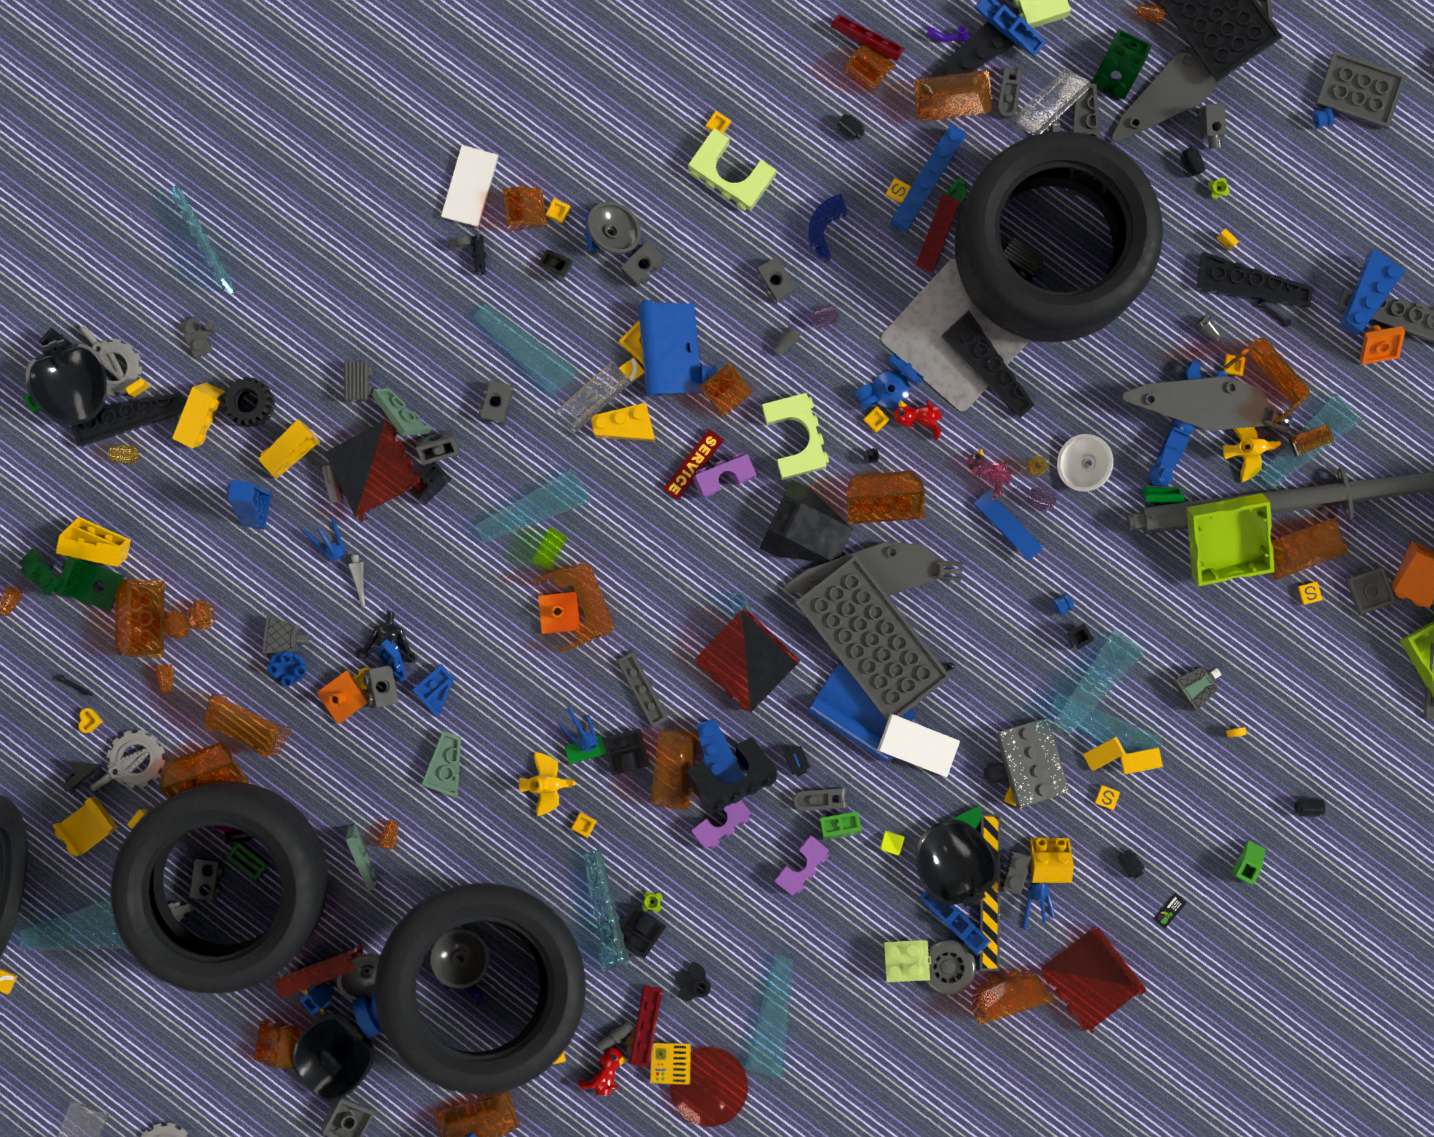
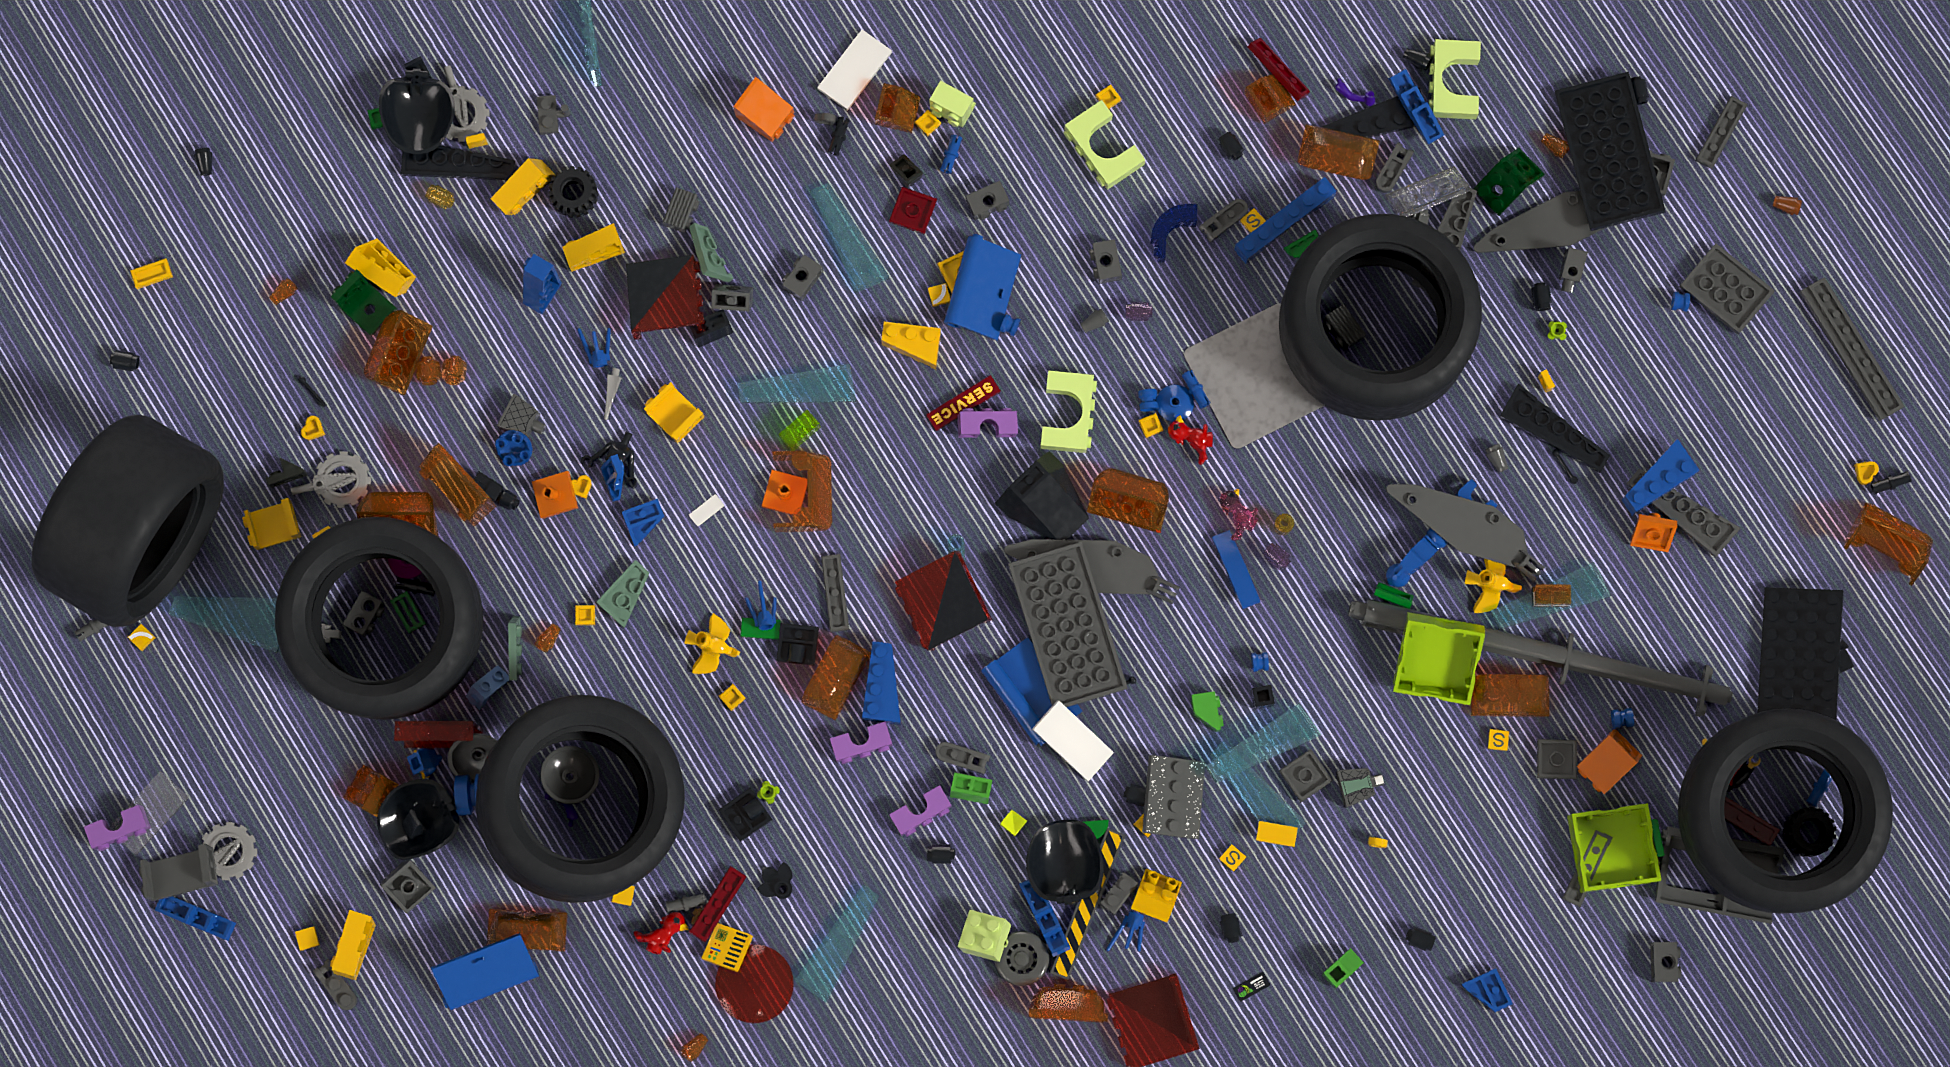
camera: 20 degrees right, 5 degrees down
(39, 571) = (324, 274): dark green arch -> none
(165, 677) = (398, 415): clear orange cone -> none
(284, 715) = (496, 493): none -> black piece
(331, 484) = (620, 295): light grey axle -> none
(349, 903) = (486, 686): none -> medium blue bracket
(385, 677) = (600, 489): dark grey brick -> none
(399, 256) = (763, 110): none -> orange slope
(415, 799) = (584, 614): none -> yellow tile
(424, 576) = (673, 412): none -> yellow panel
(491, 656) = (706, 510): none -> white sticker
(574, 185) = (951, 104): none -> yellowish green brick
(576, 299) = (913, 210): none -> dark red tile
(593, 397) = (893, 305): clear tile -> none
(612, 949) = (714, 822): clear light blue wing -> none
(619, 222) = (980, 154): dark grey dish -> none
(718, 795) = (867, 711): black arch -> none
(726, 390) = (1020, 345): clear orange slope -> none
(797, 761) = (953, 712): black brick -> none
(836, 898) = (940, 853): none -> black brick
(871, 198) = (1224, 219): none -> dark grey plate
(874, 456) = (1135, 459): black hinge -> none
(937, 233) = (1273, 275): dark red tile -> none
(979, 354) = (1270, 398): black wing -> none
(1030, 667) = (1206, 709): none -> bright green slope
(1074, 459) = (1324, 530): white dish -> none
(1104, 754) = (1244, 814): yellow tile -> none
(1145, 694) = (1305, 775): none -> dark grey plate
(1235, 369) = (1508, 500): yellow tile -> none
(1278, 371) = (1544, 519): clear orange windscreen -> none
(1390, 830) = (1489, 990): none -> blue wing
(1417, 529) = (1622, 718): none -> blue wheel

